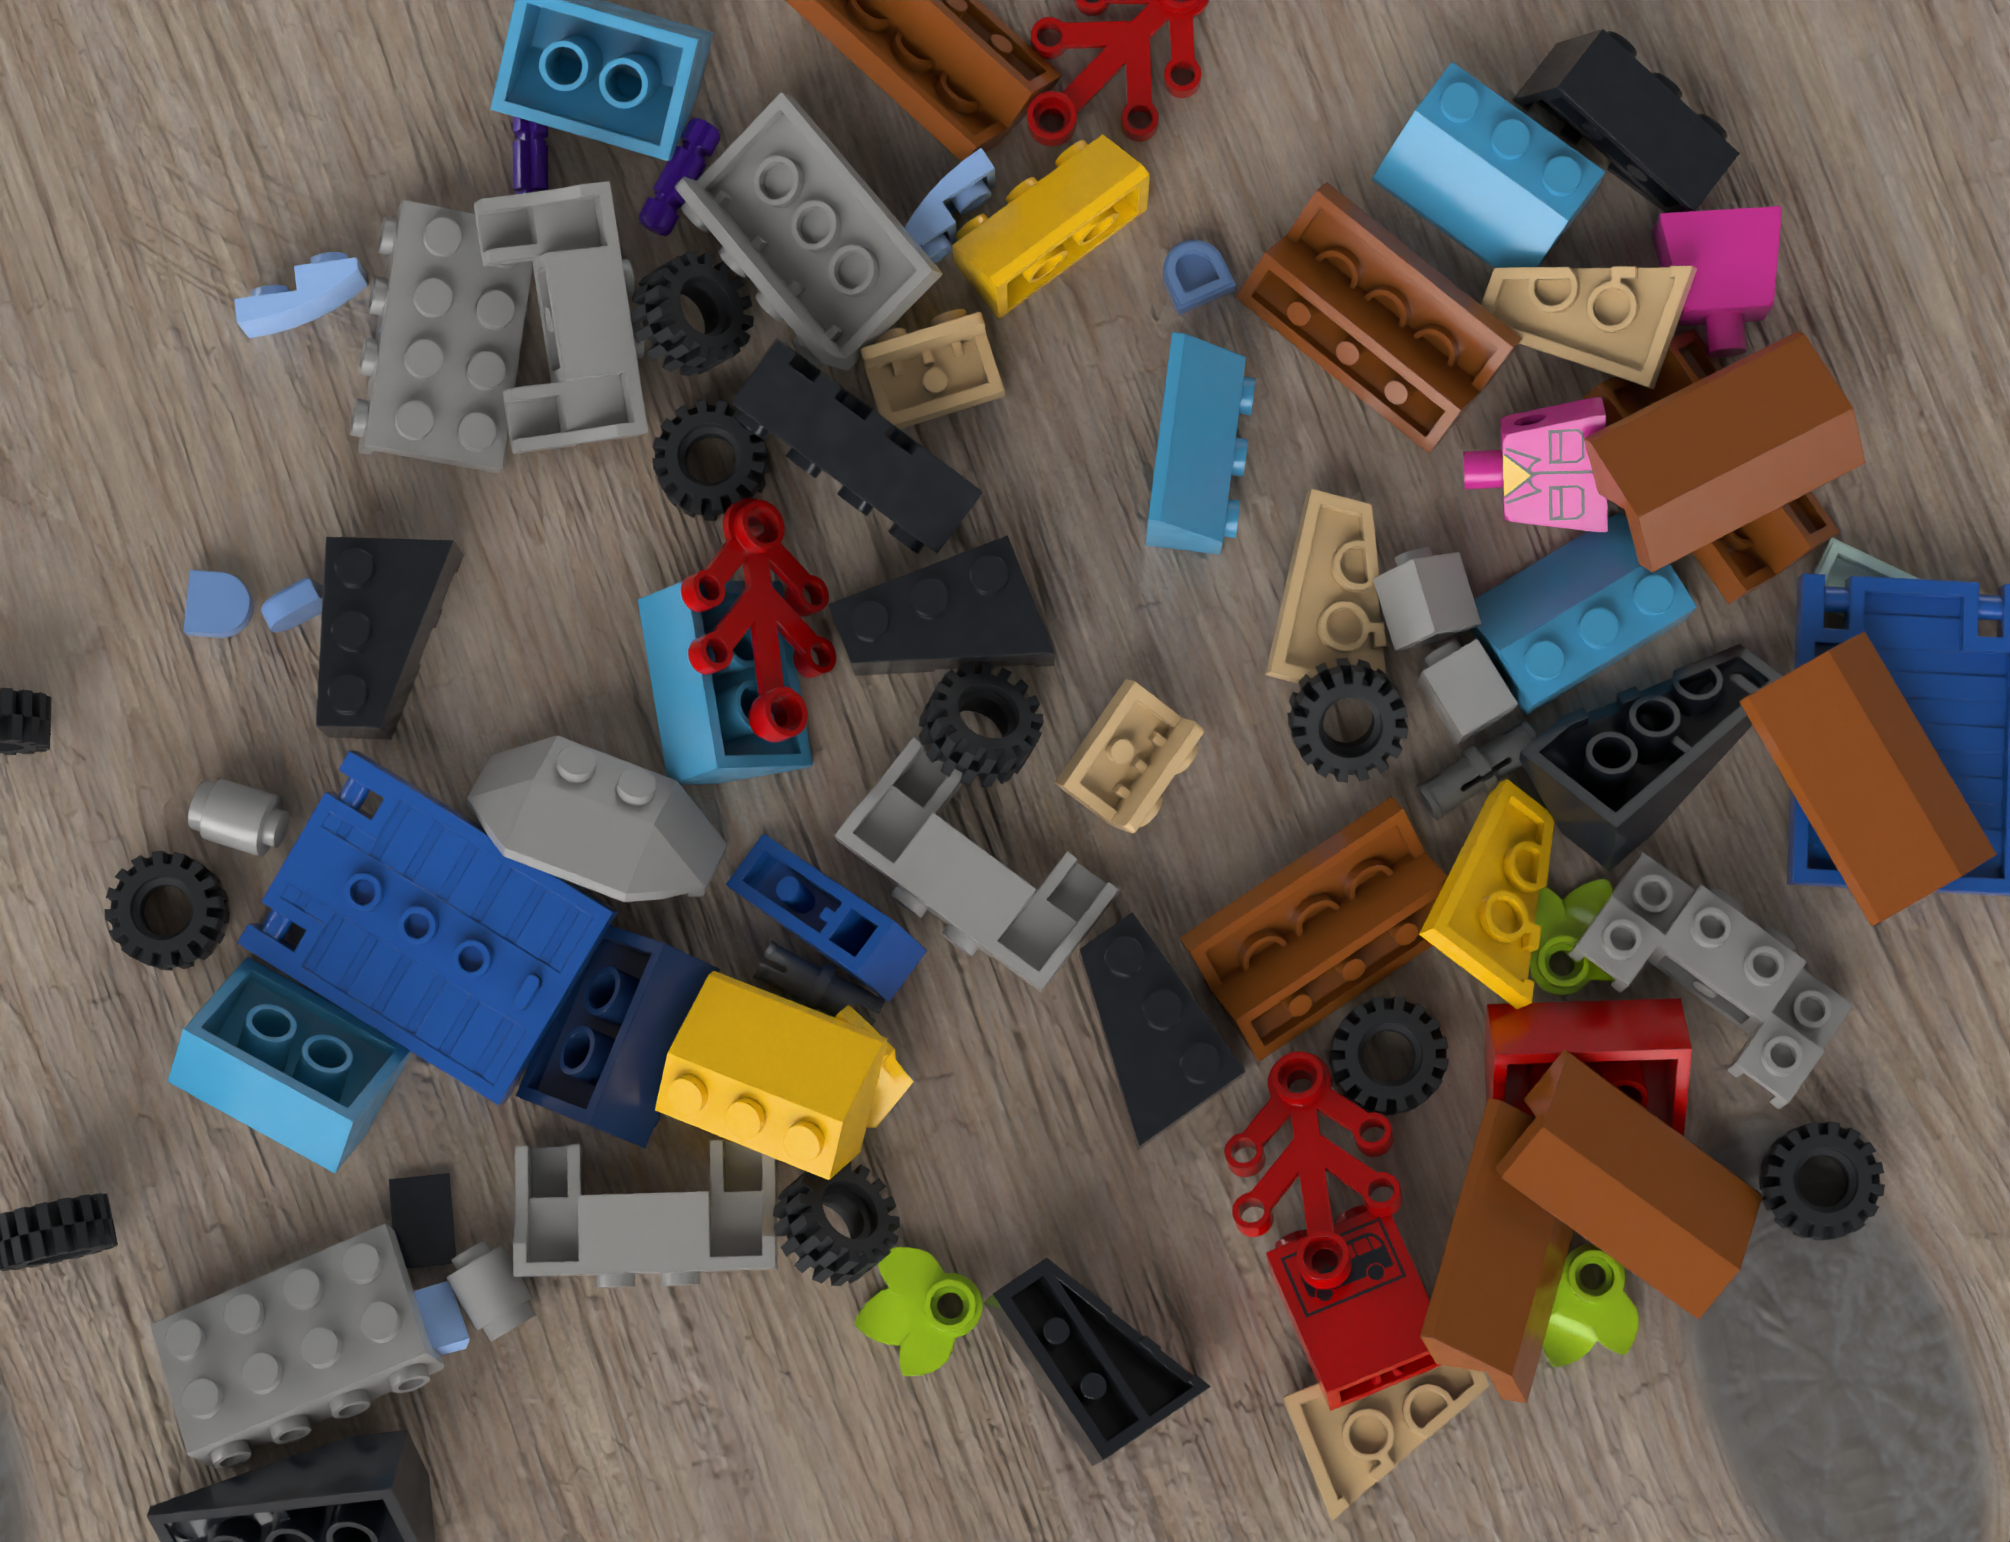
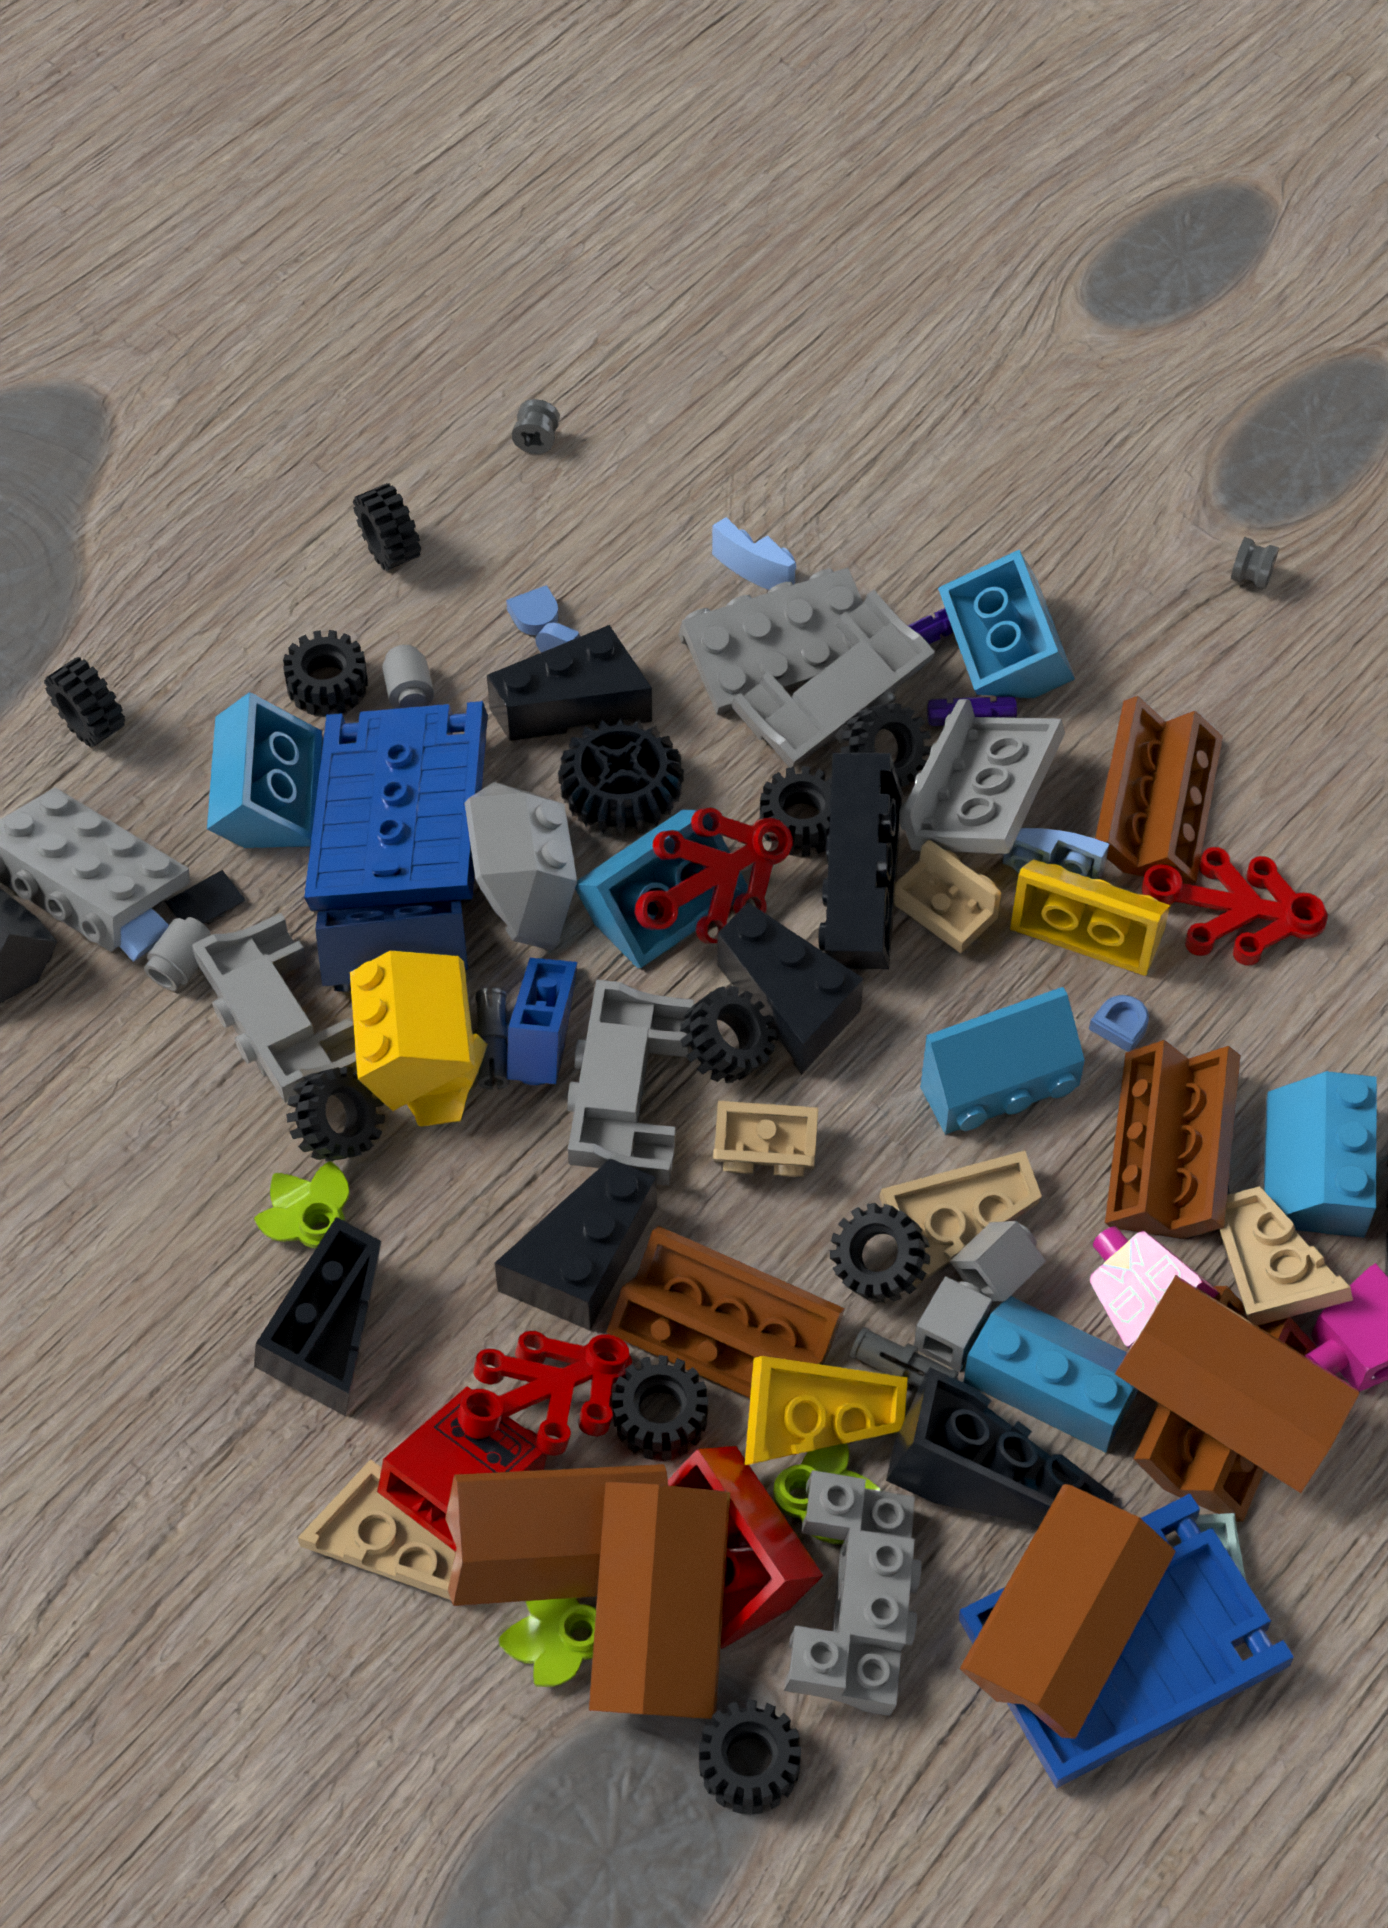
camera: 55 degrees right, 25 degrees down
(511, 651) = (624, 789): none -> black gear

